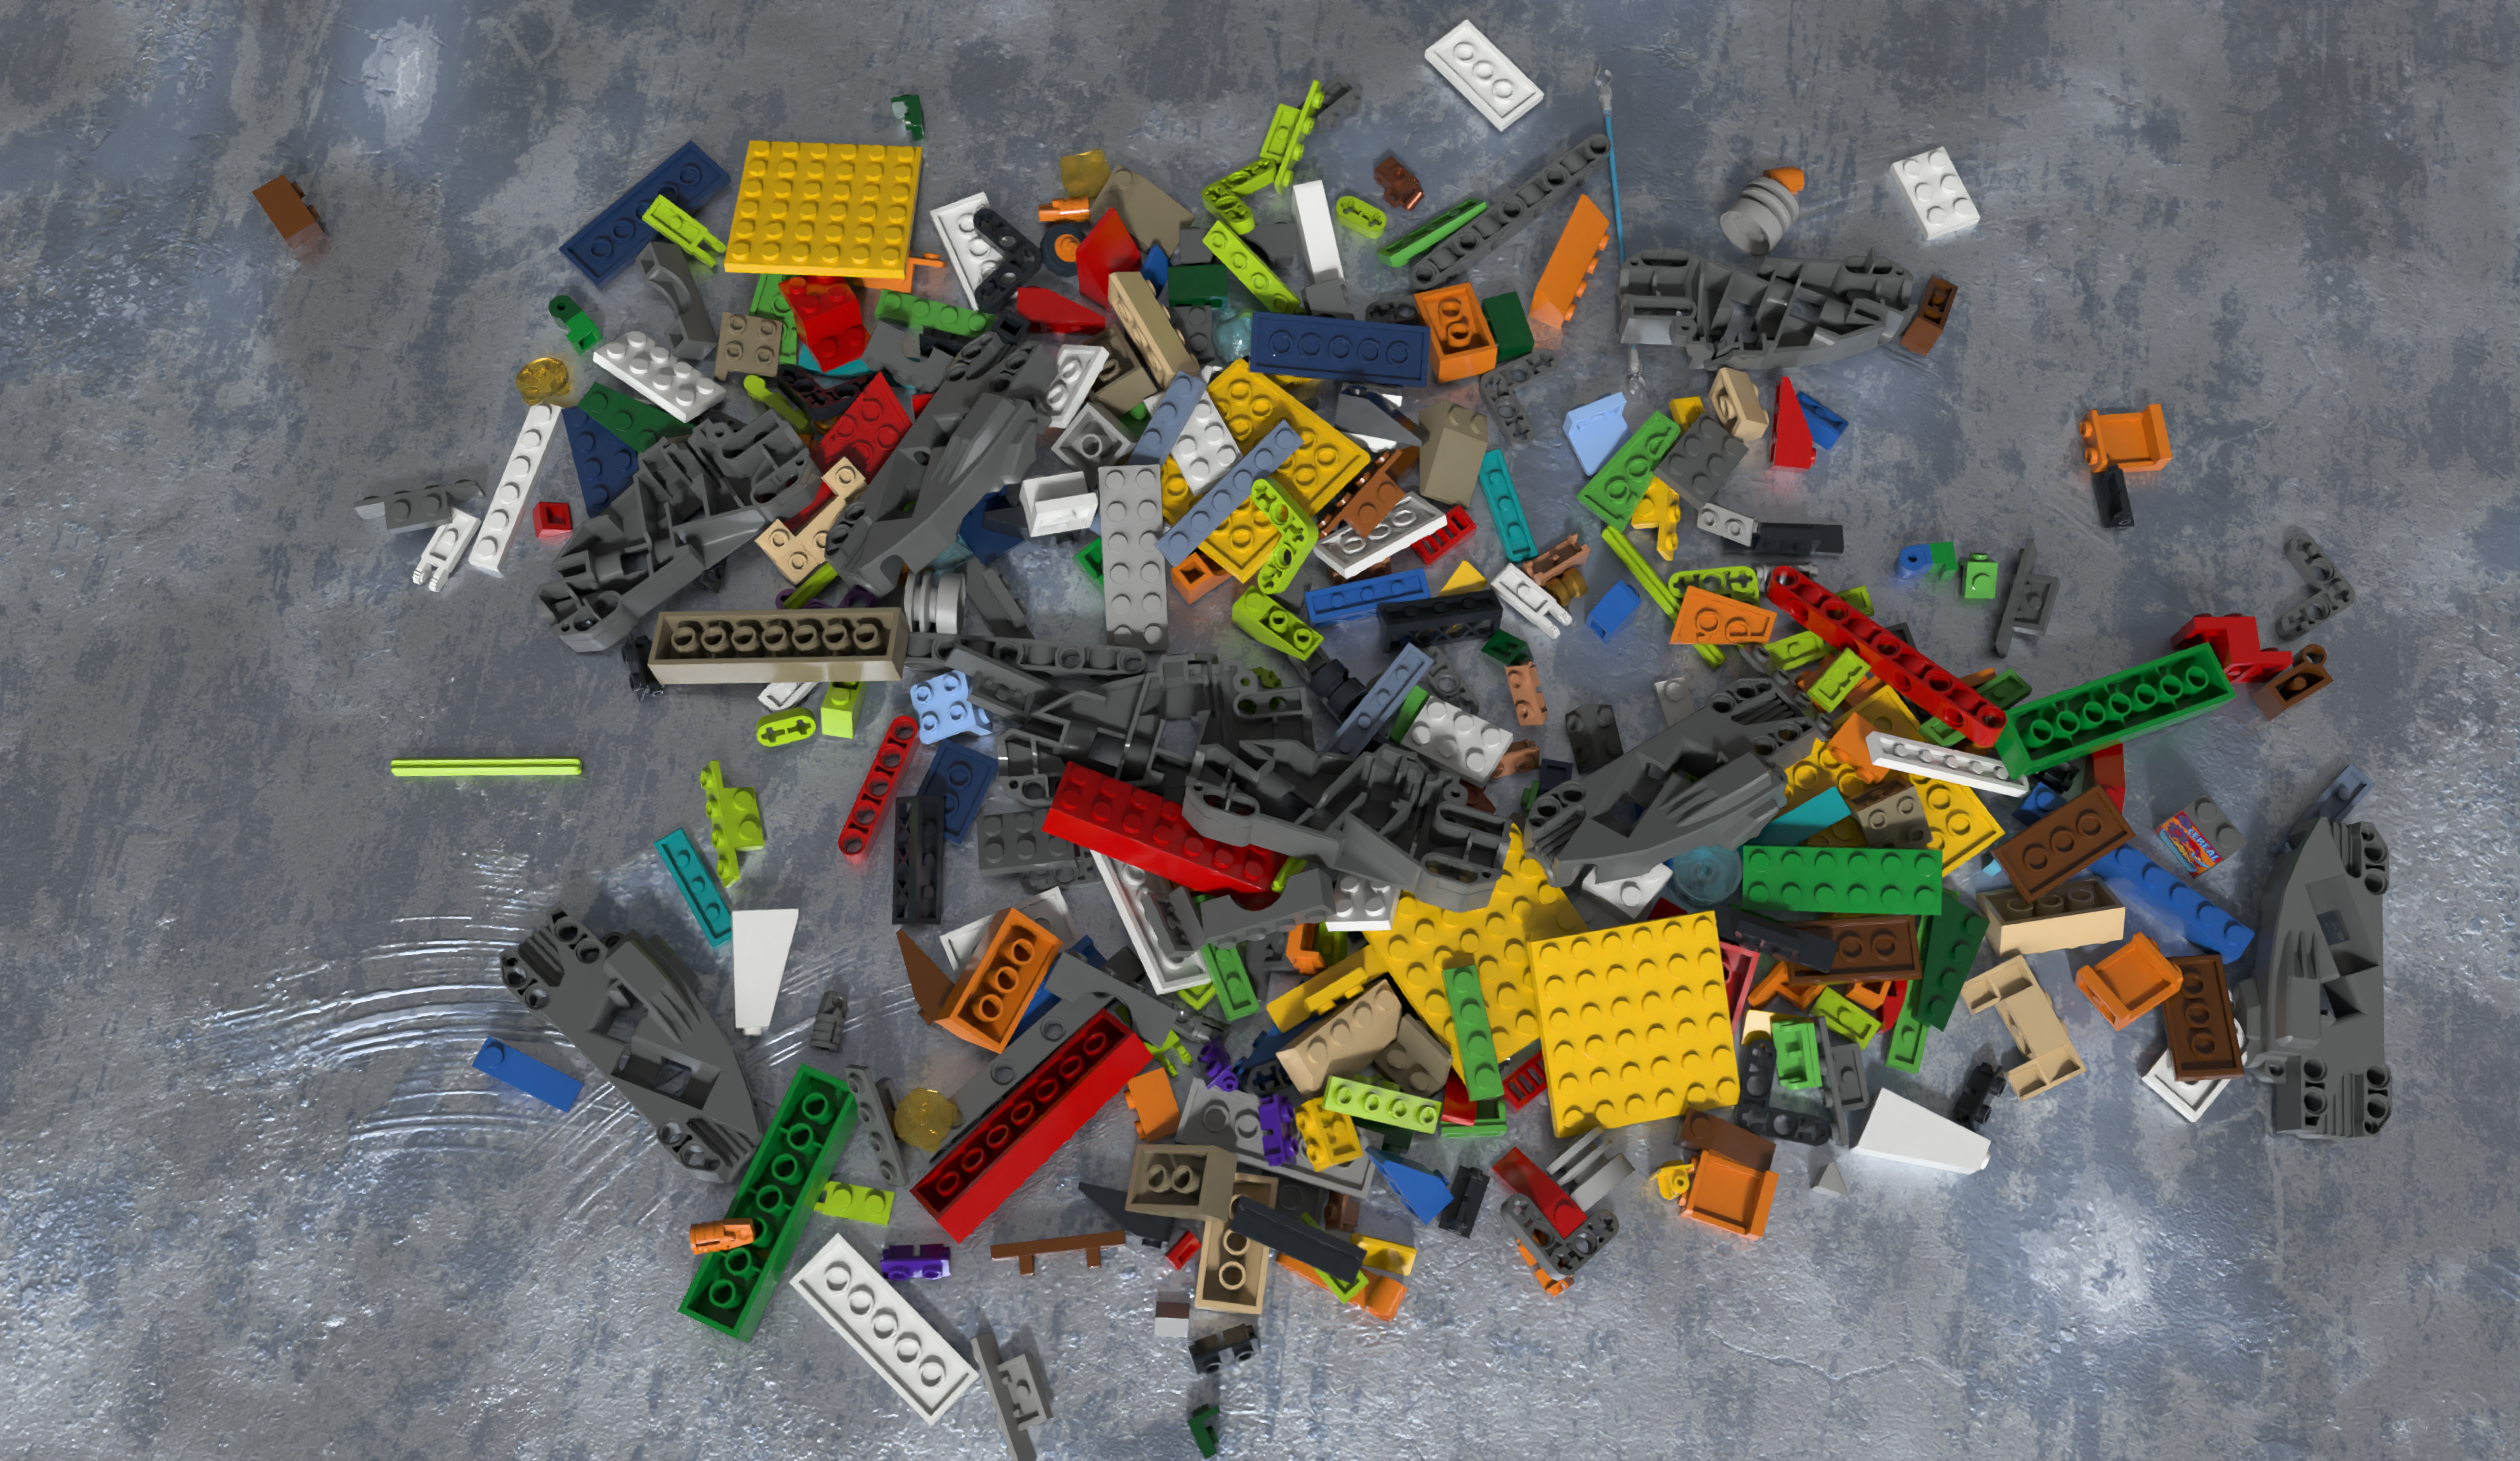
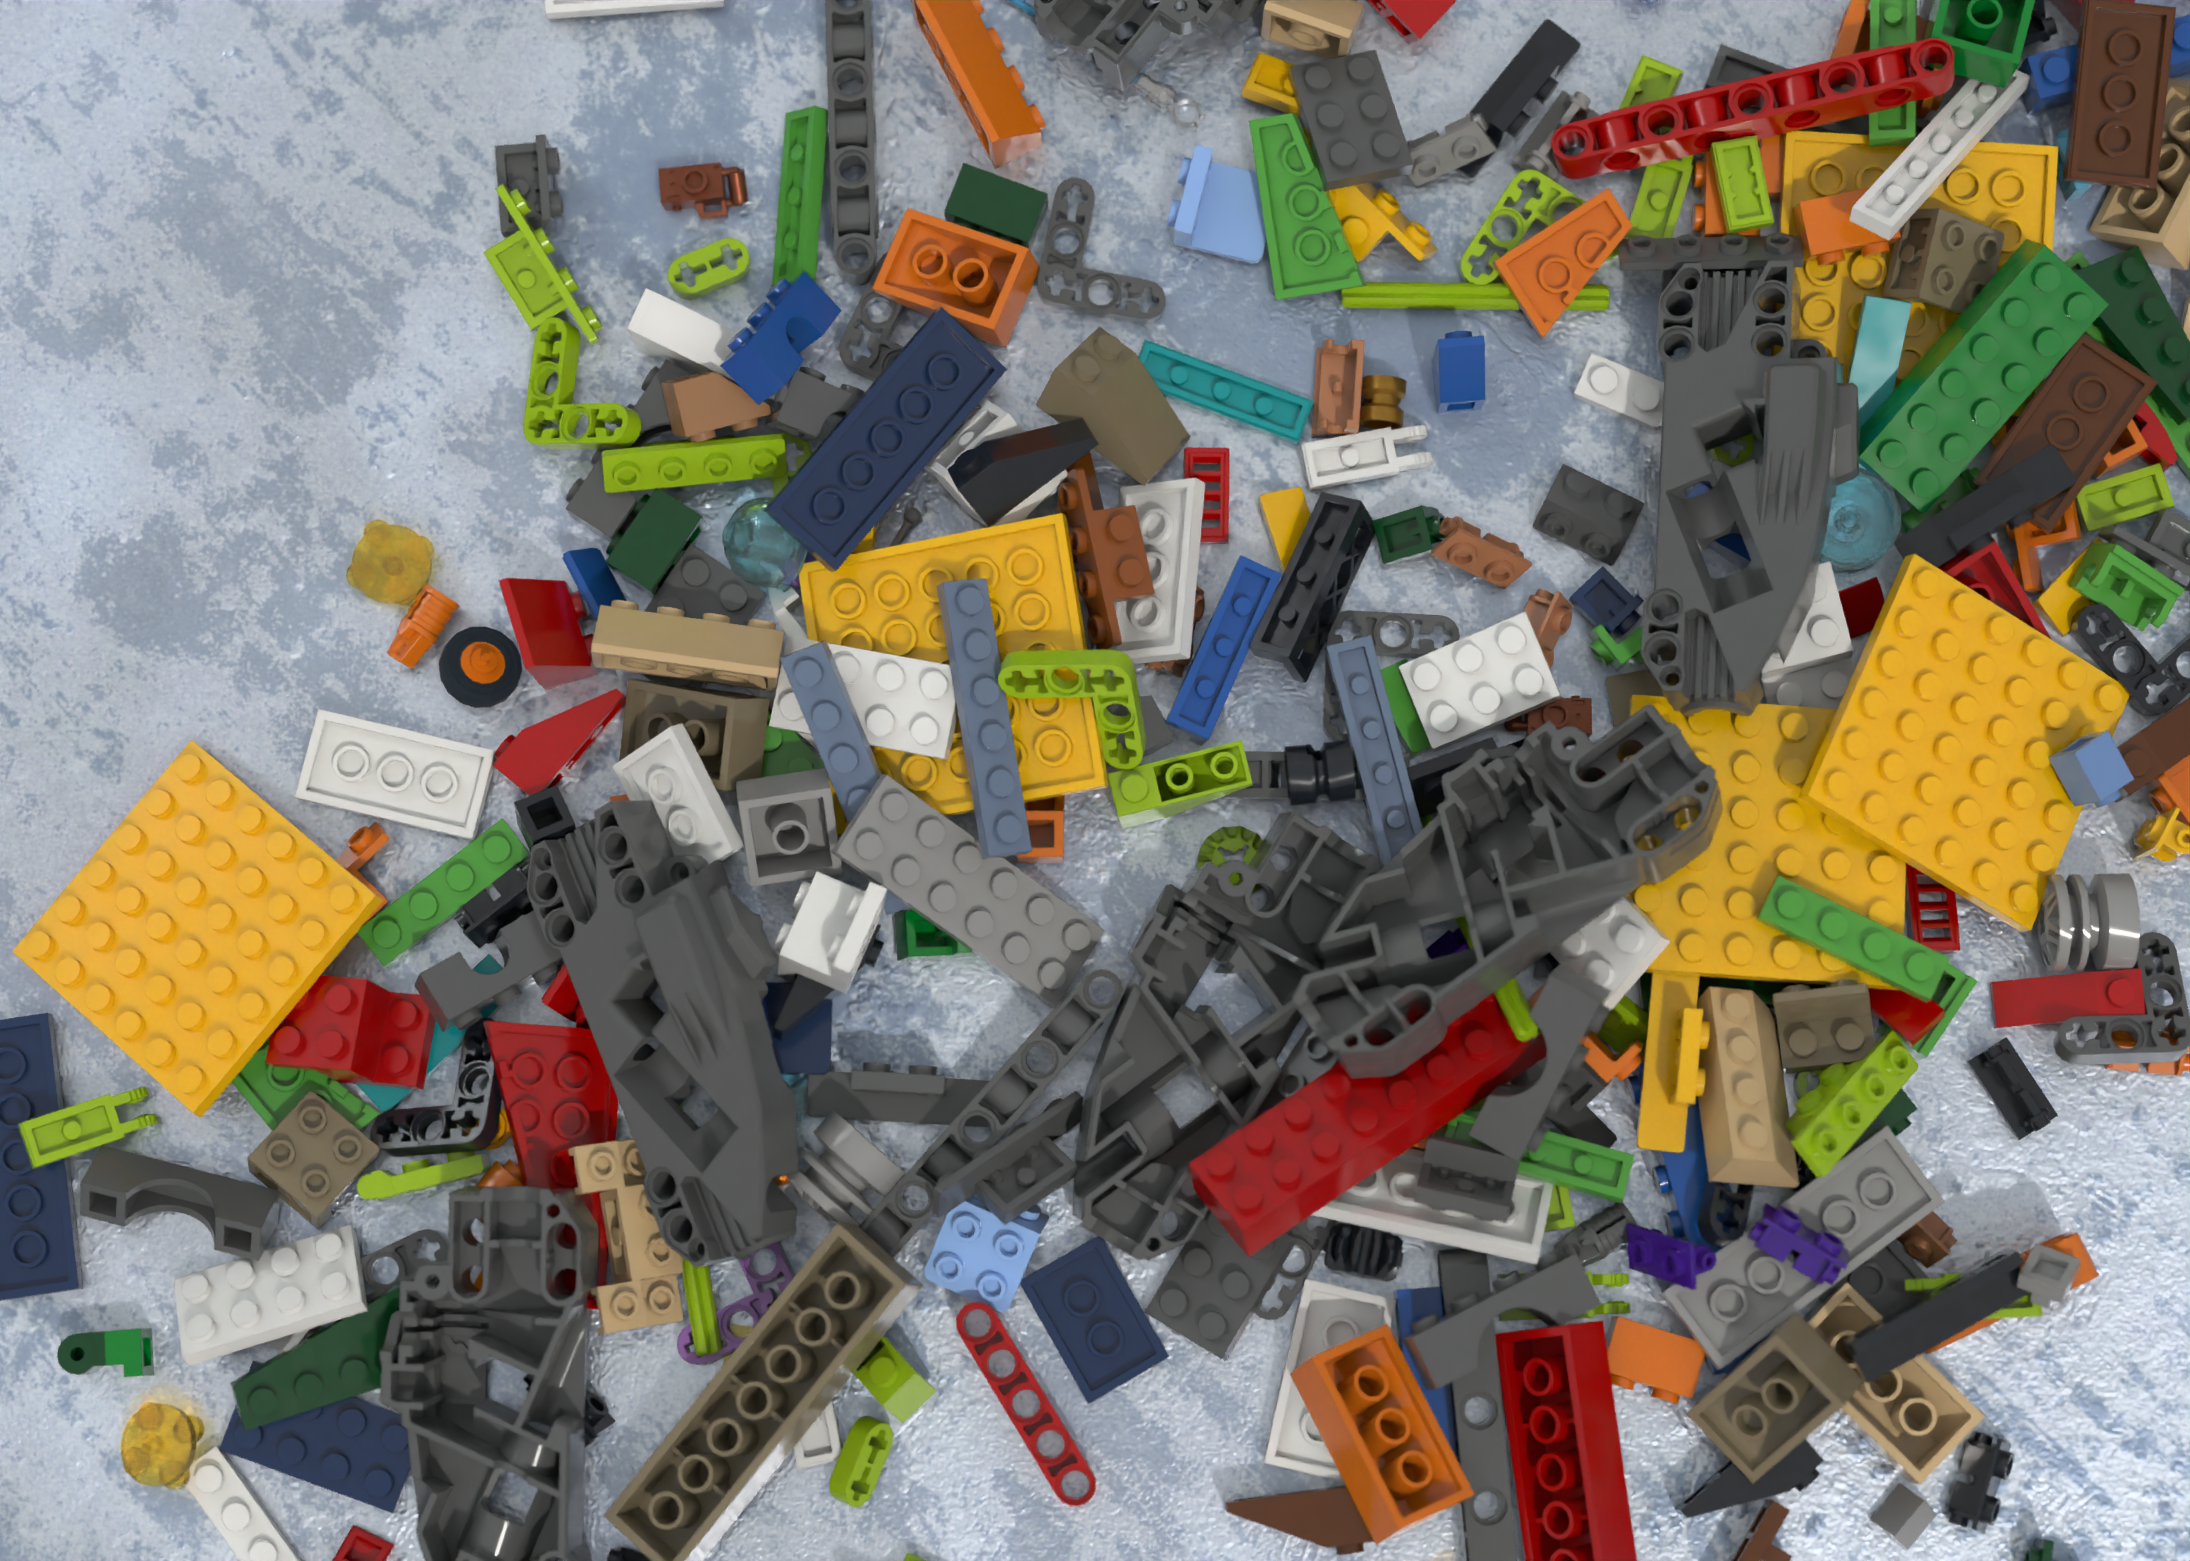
camera: 45 degrees left, 10 degrees up
(911, 109) = (145, 721): dark green bracket -> none
(922, 860) = (1159, 1419): black fence -> none
(1013, 256) = (439, 737): black beam -> none
(1095, 904) = (1363, 1252): none -> black gear
(1144, 210) = (500, 535): dark tan slope -> none
(1182, 1250) = (1845, 1452): red slope -> none
(1289, 254) = (709, 402): none -> medium nougat slope
(1327, 1135) = (1851, 1195): yellow bracket -> none
(1368, 264) = (769, 350): none -> blue arch
(1368, 1284) = (2048, 1275): none -> light grey tile
(1385, 1254) = (2003, 1225): yellow slope -> none
(1417, 1187) = (1960, 1132): blue slope -> none
(1676, 1104) = (2092, 769): none -> medium blue brick

